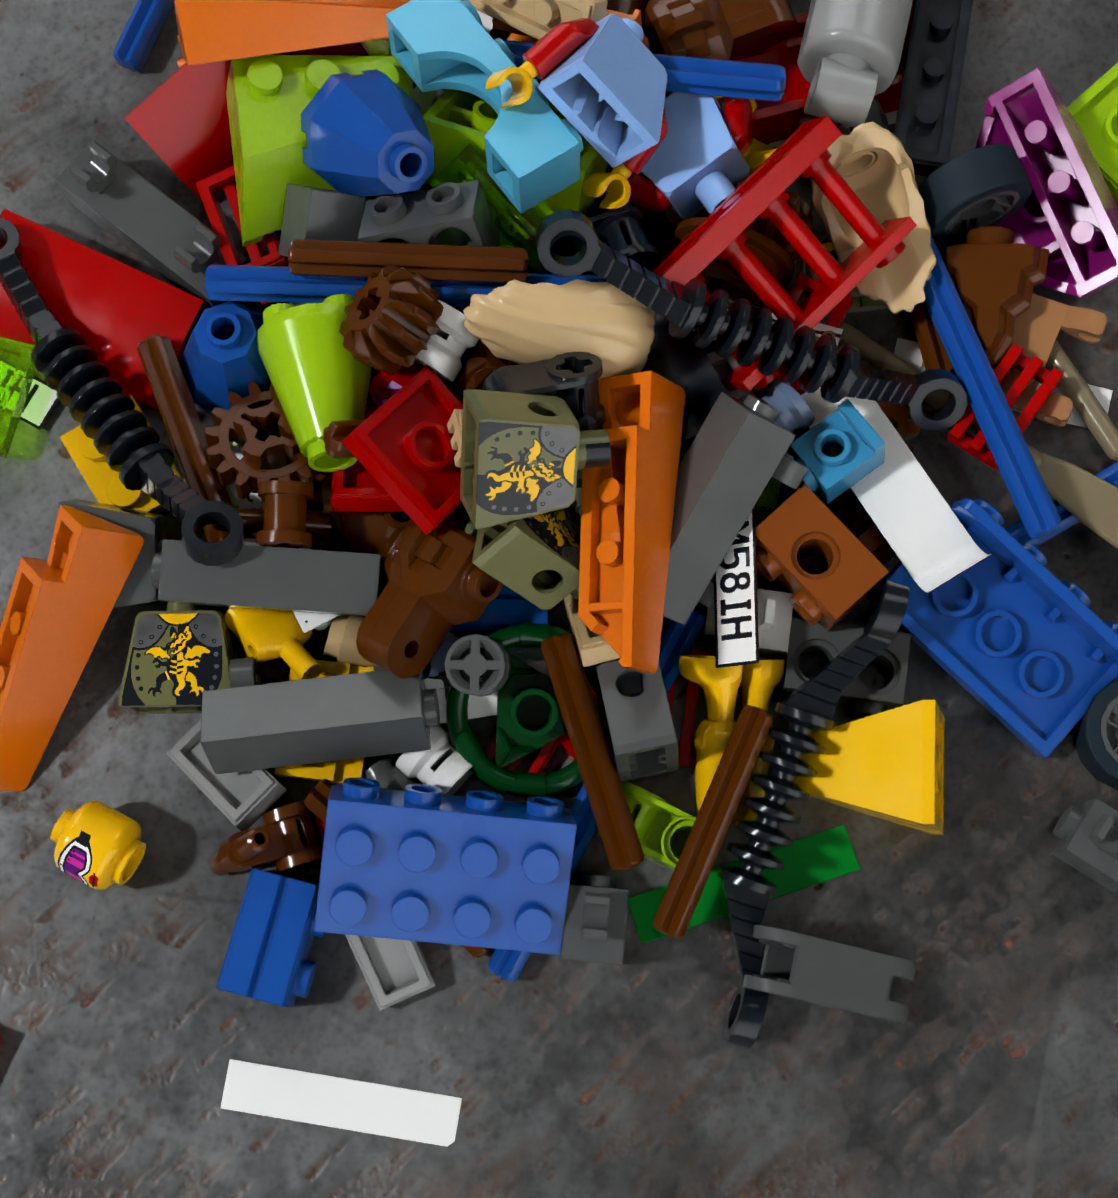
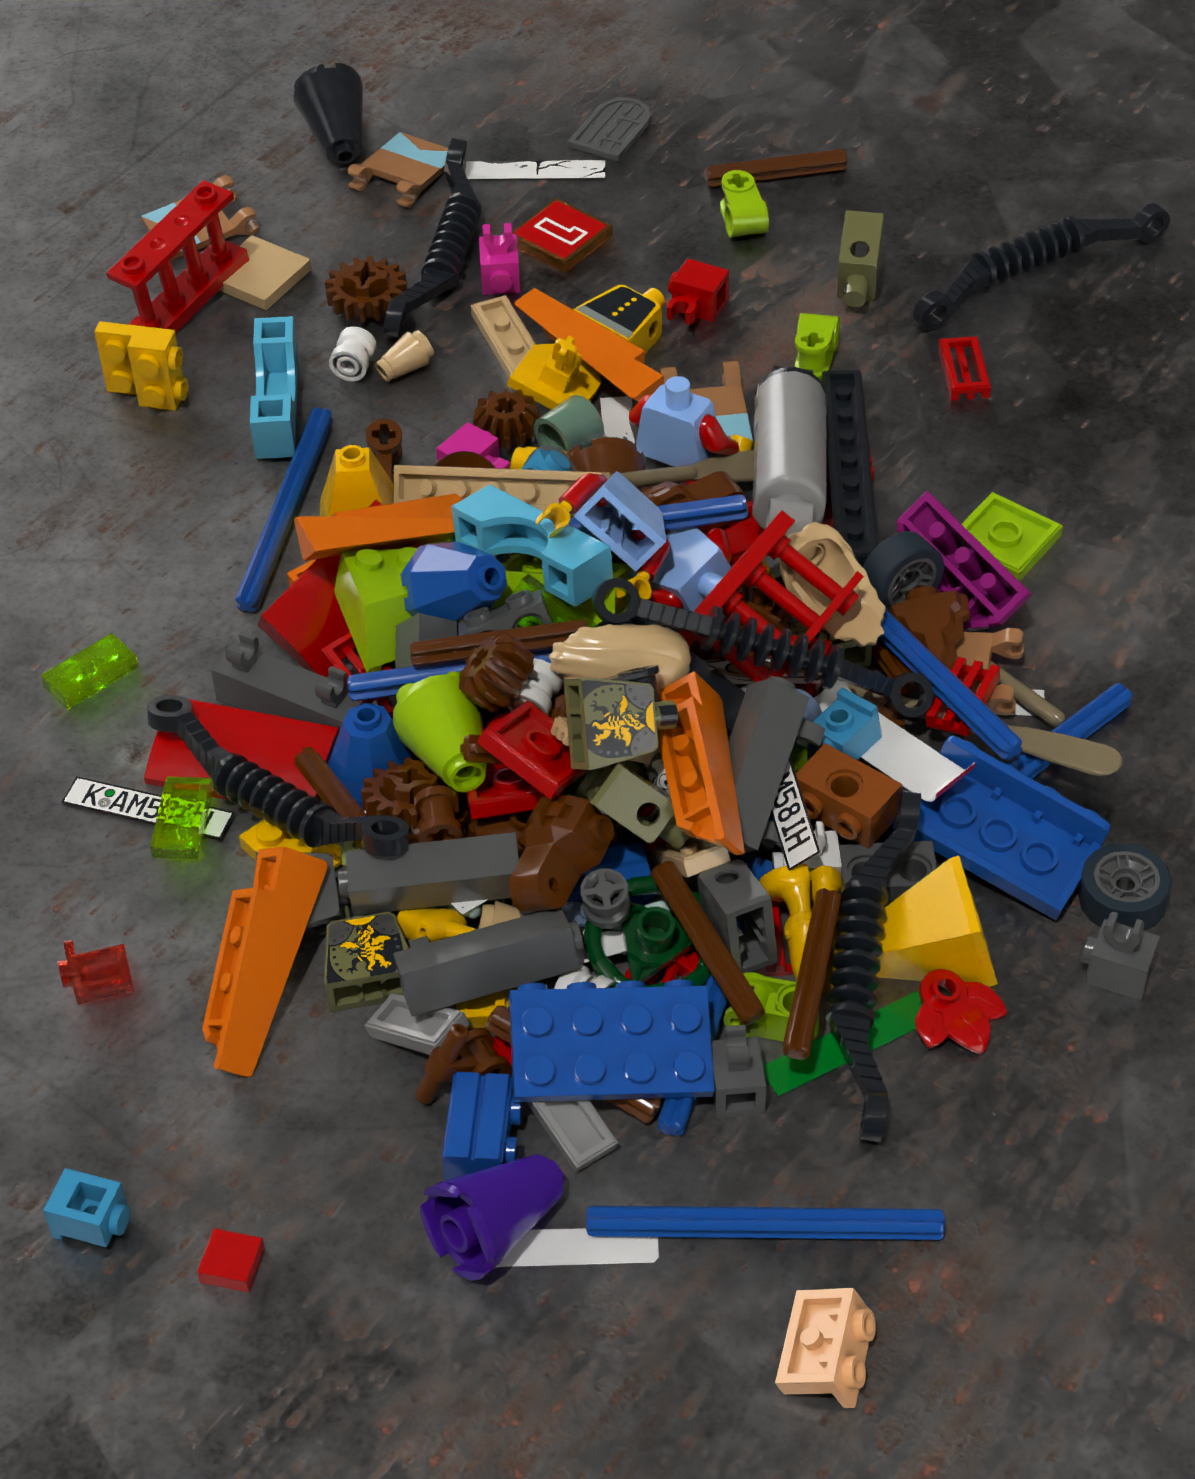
camera: 10 degrees left, 30 degrees down
(97, 845) = (323, 1087): yellow head -> none
(269, 1066) = (489, 1211): none -> dark purple cone
(587, 1130) = (765, 1222): none -> blue axle
(830, 974) = (932, 1066): dark grey piece -> none
(886, 883) = (959, 1016): none -> red plate

